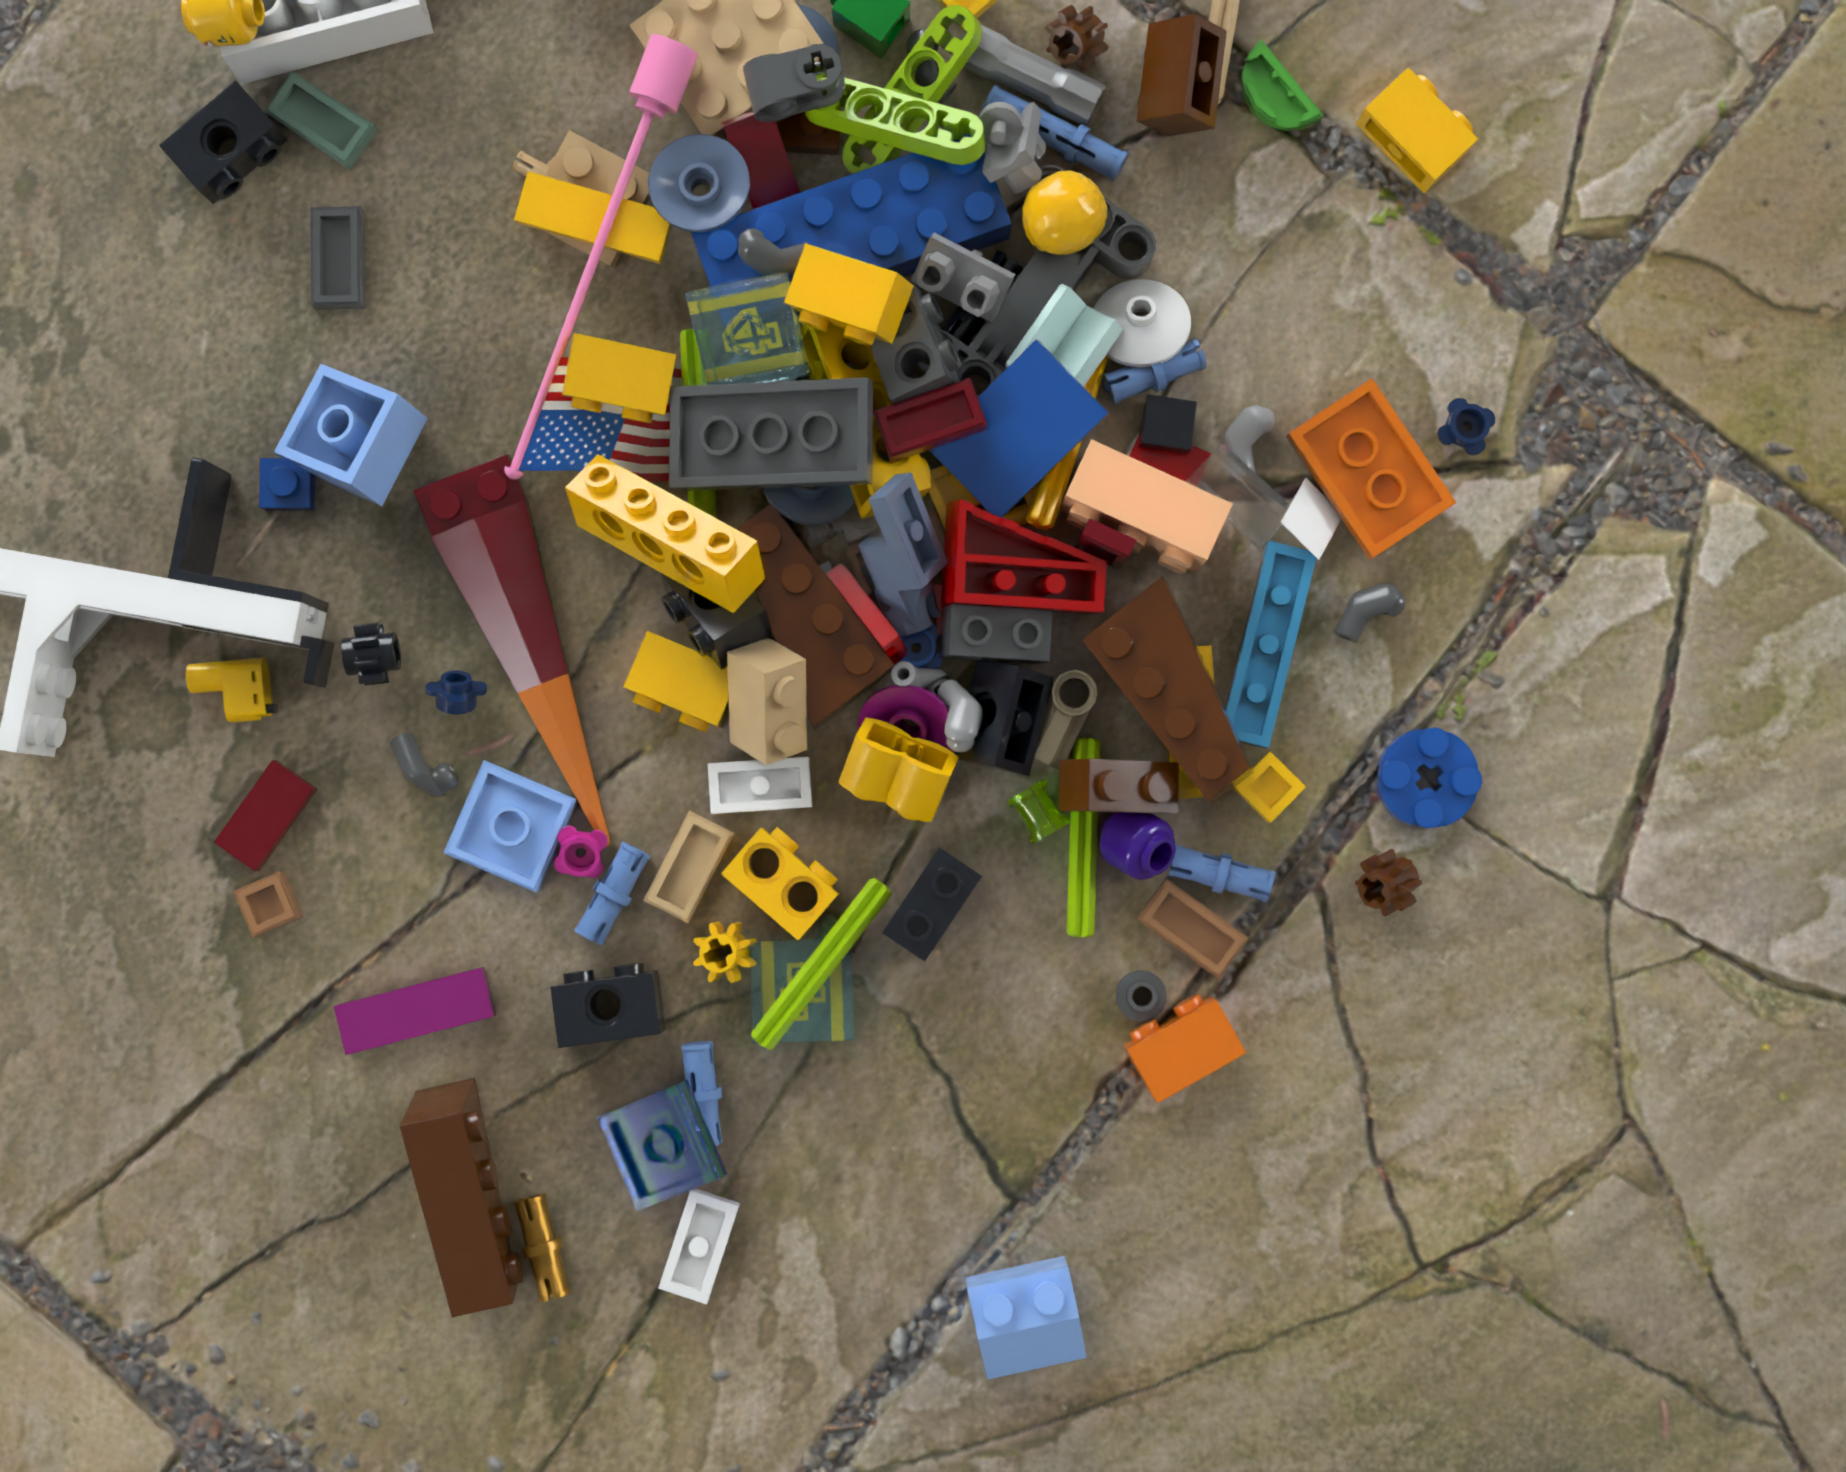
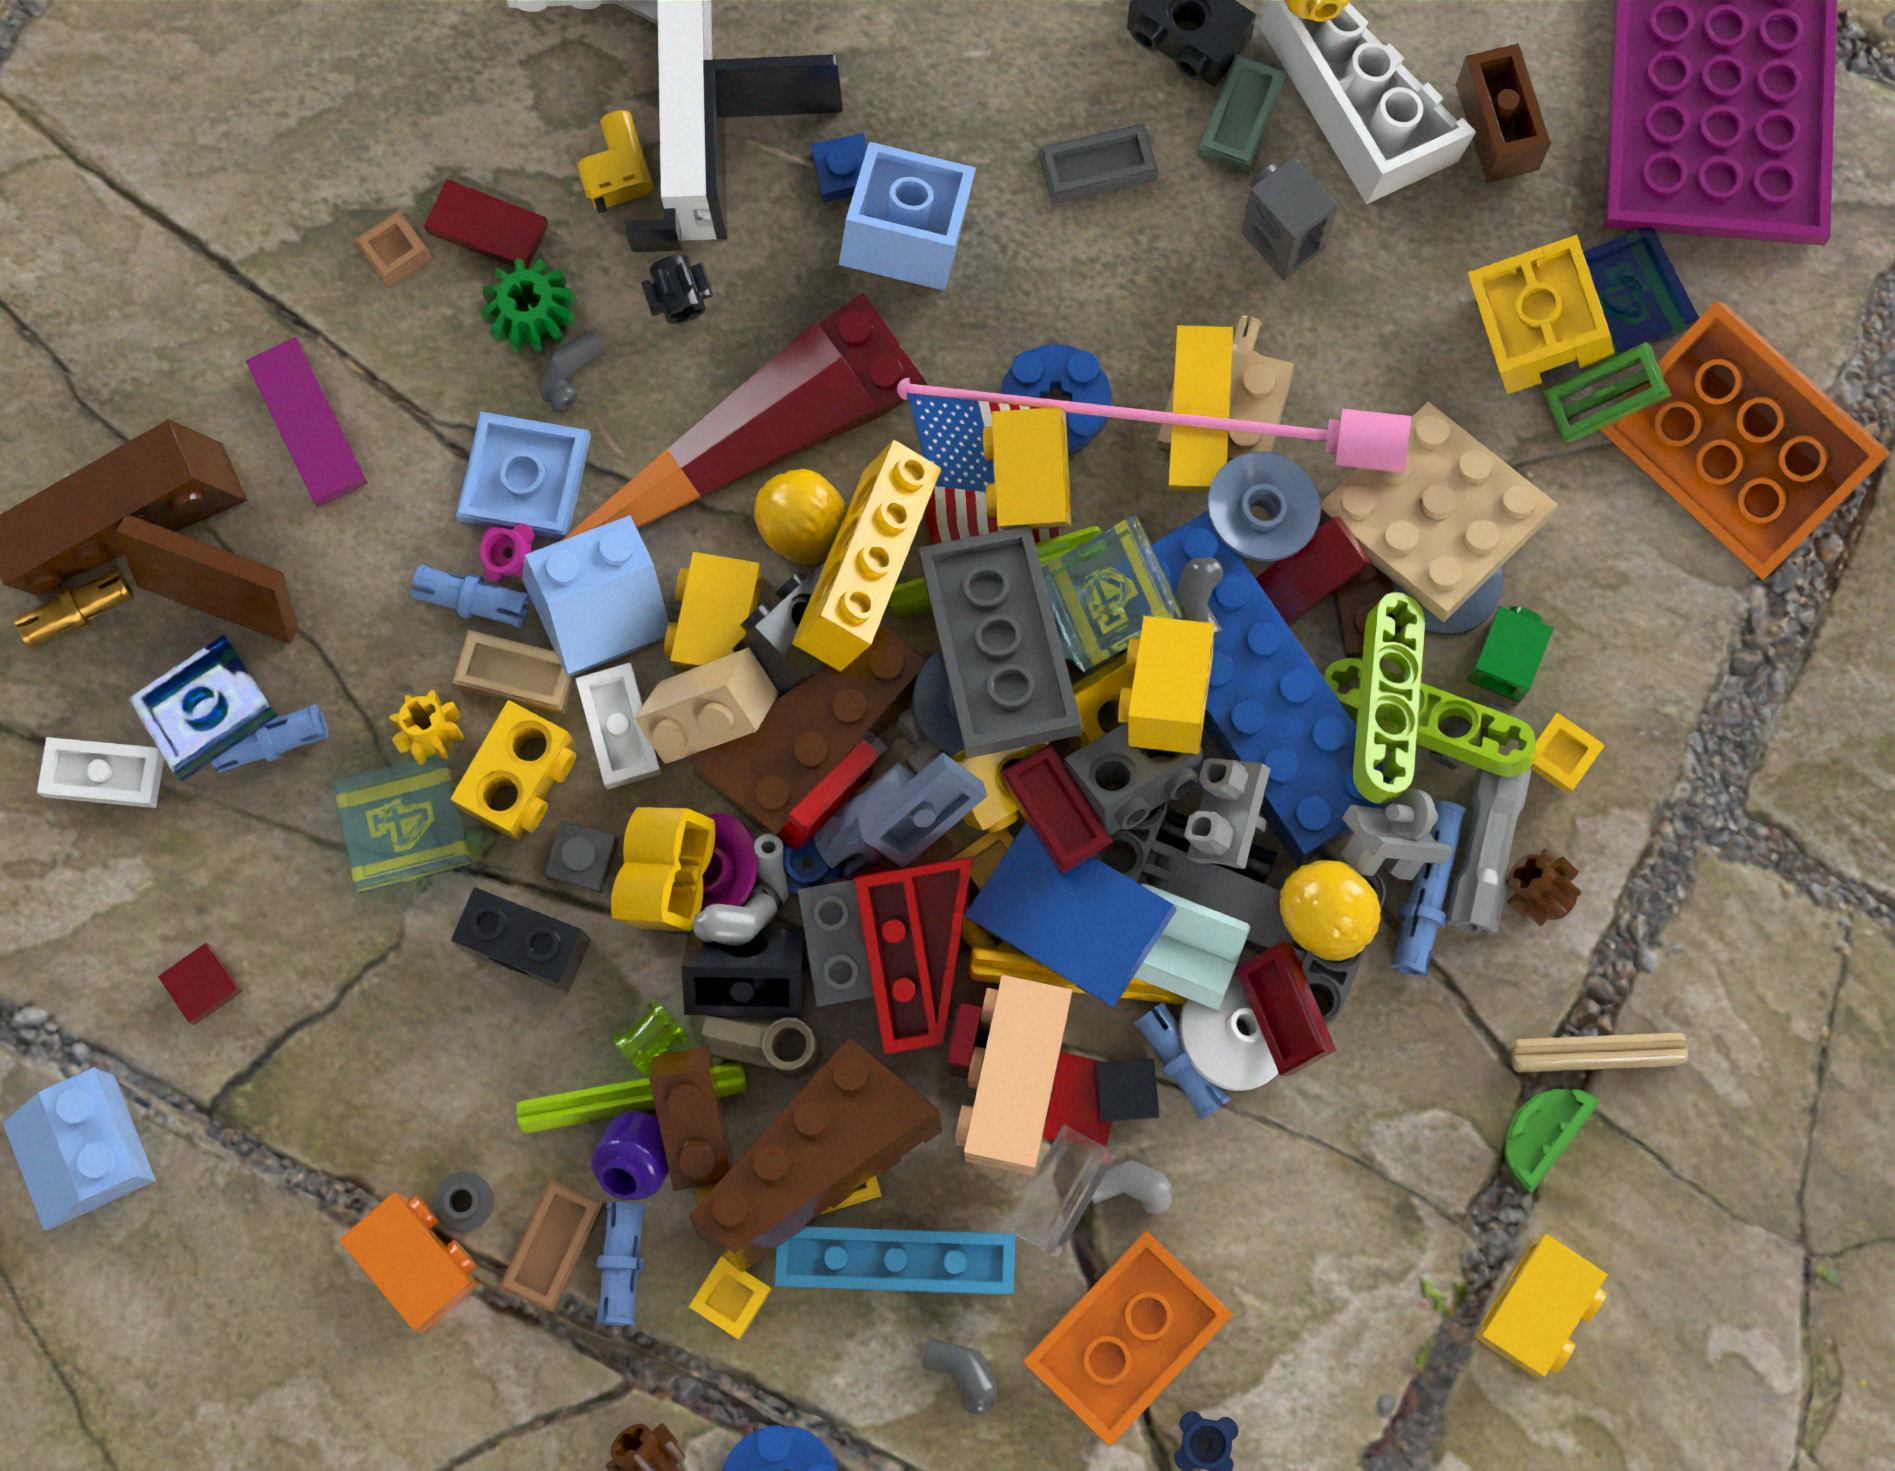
camera: 85 degrees right, 10 degrees down
(336, 800) = (519, 289): none -> green gear
(434, 99) = (1288, 216): none -> dark grey brick
(456, 692) = (654, 385): dark blue plate -> none
(527, 325) = (1066, 369): none -> blue plate
(549, 1119) = (208, 578): none -> reddish brown tile
(581, 1023) = (322, 593): black brick -> none
(607, 589) = (799, 515): none -> yellow hair
(642, 779) = (596, 595): none -> light blue slope
(788, 85) = (1393, 568): dark grey piece -> none
(821, 963) = (432, 833): lime axle -> none
(867, 841) = (581, 857): none -> dark grey plate
(904, 1189) = (199, 984): none -> dark red tile
(1137, 271) = (1285, 1009): none -> dark red tile
(1181, 75) = (1529, 1014): reddish brown brick -> none
(1311, 518) = (1051, 1278): white sticker -> none

